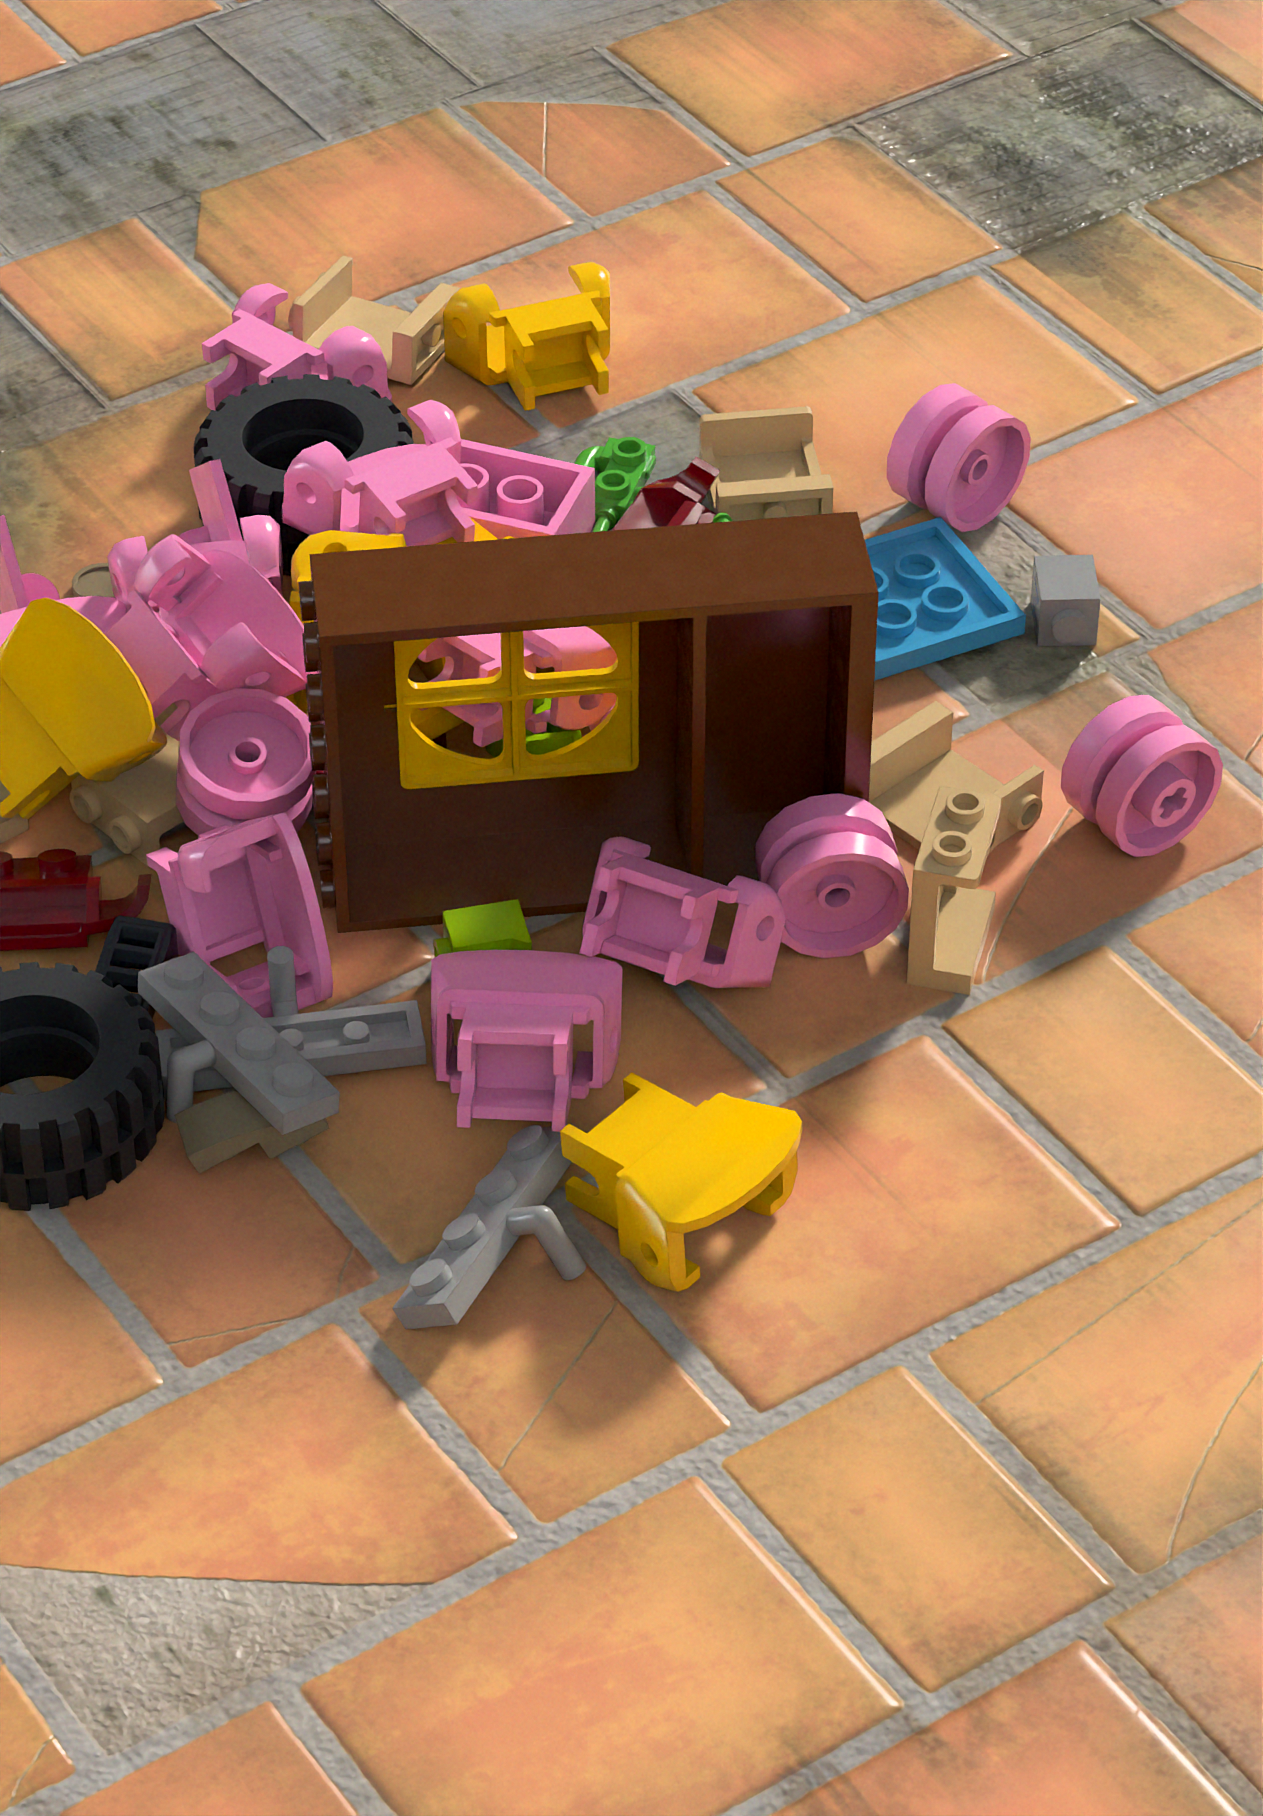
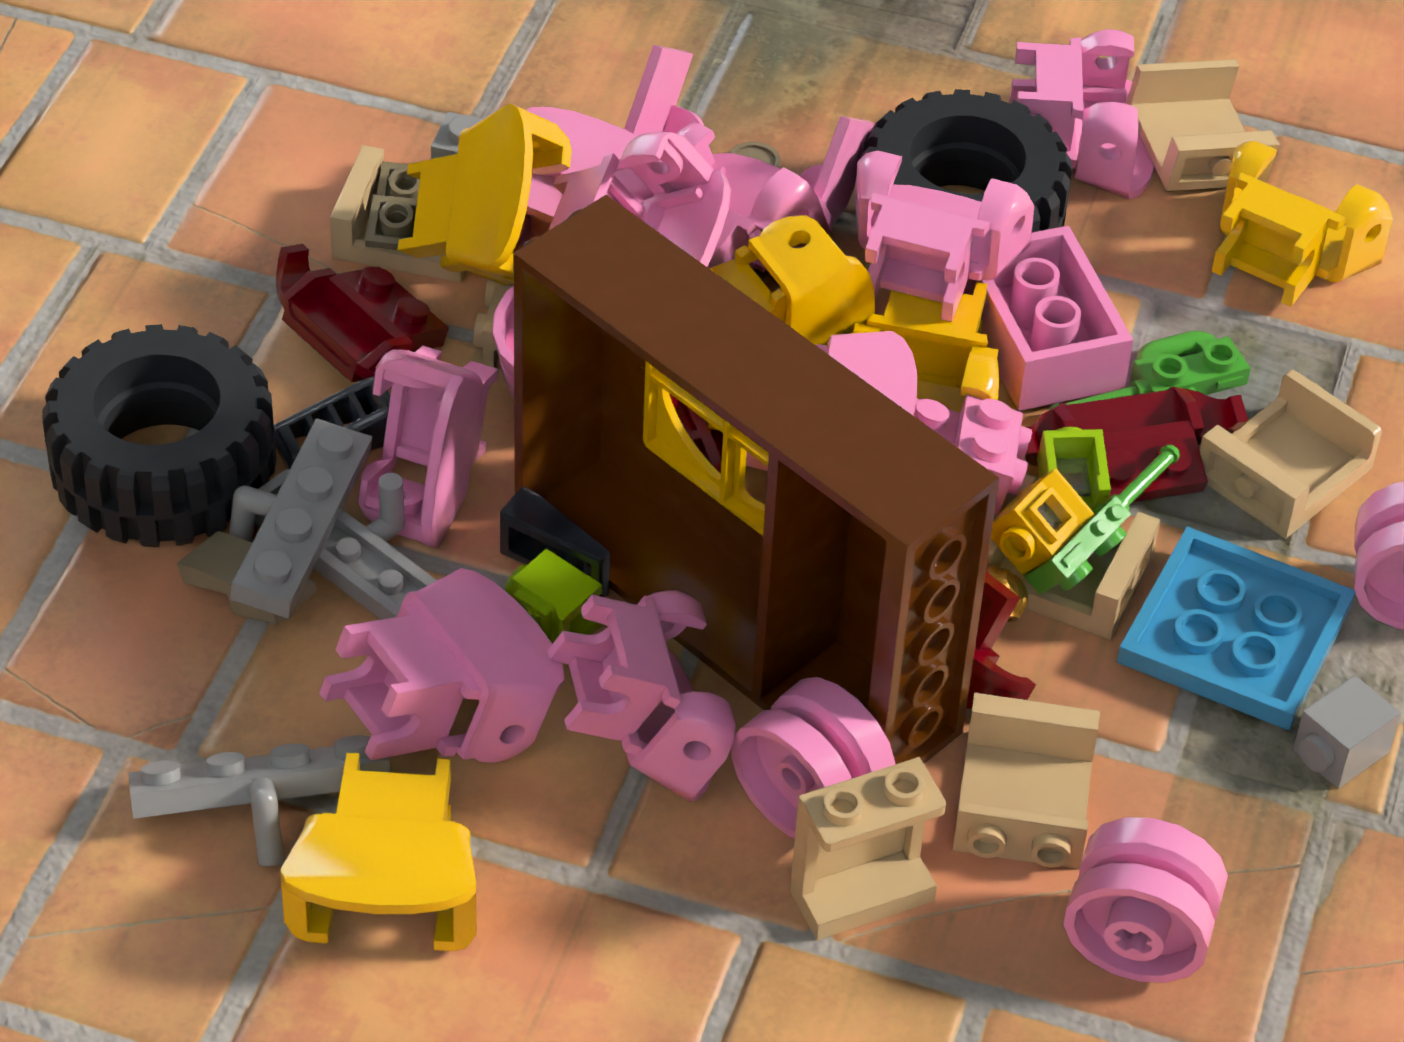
camera: 50 degrees right, 5 degrees up
(386, 910) = (533, 524): none -> black slope

